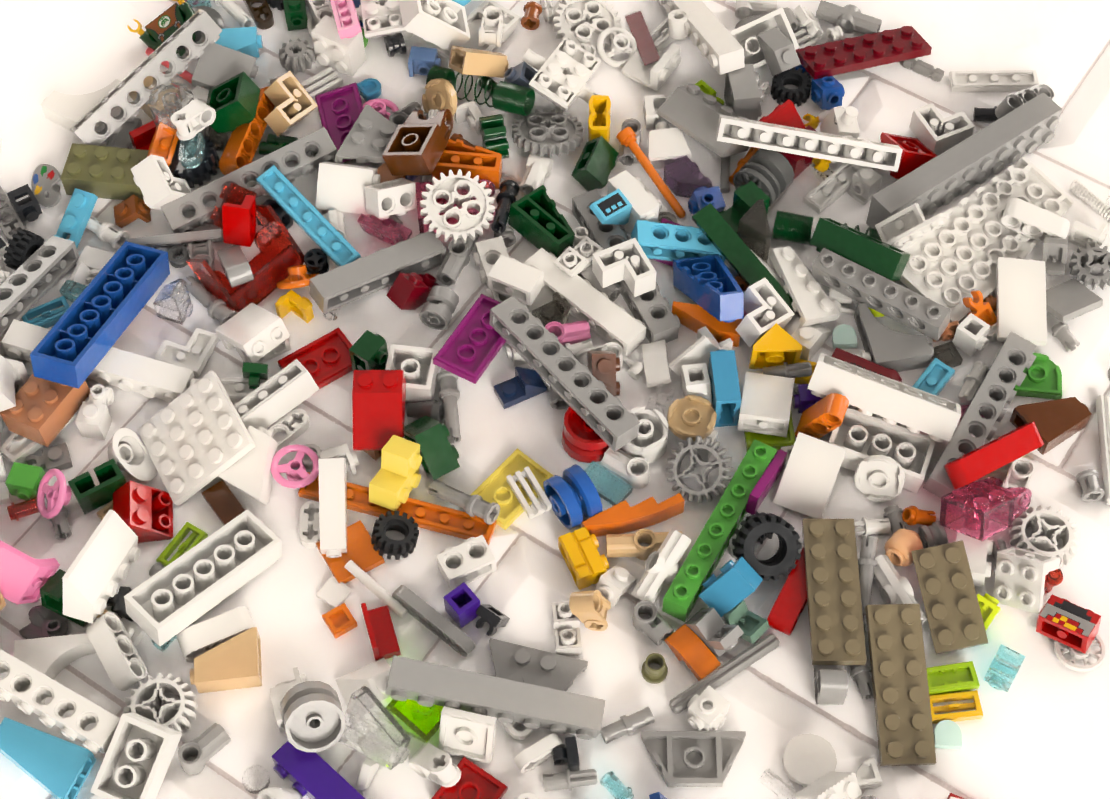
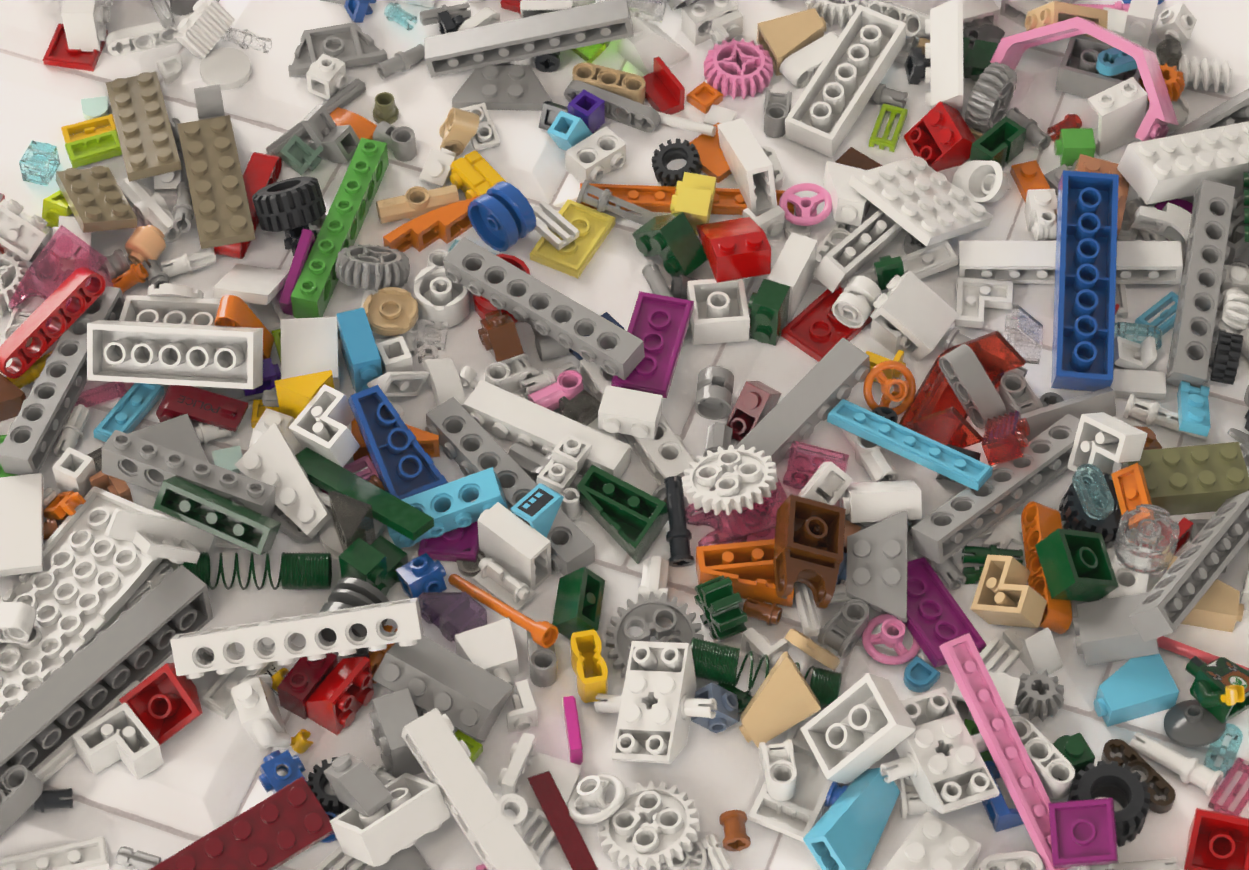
camera: 165 degrees right, 5 degrees down
(57, 495) = (1035, 122): bright pink piece -> none
(72, 533) = (990, 97): none -> light grey gear
(84, 455) = (1028, 177): none -> orange plate
(192, 117) = (1108, 510): white piece -> none
(239, 222) = (985, 406): red panel -> none
(278, 584) = (776, 109): none -> light grey piece
(278, 633) = (738, 68): none -> bright pink gear
(297, 347) = (856, 301): none -> white wheel
(333, 388) = (795, 268): none -> white brick
(422, 634) = (612, 80): none -> tan beam
(486, 583) = (568, 130): none -> medium azure brick
(621, 90) = (572, 730): none -> dark pink tile
(626, 263) = (504, 445): white brick -> none
(661, 566) = (394, 175): white piece -> none
(730, 587) = (319, 160): dark azure brick -> none

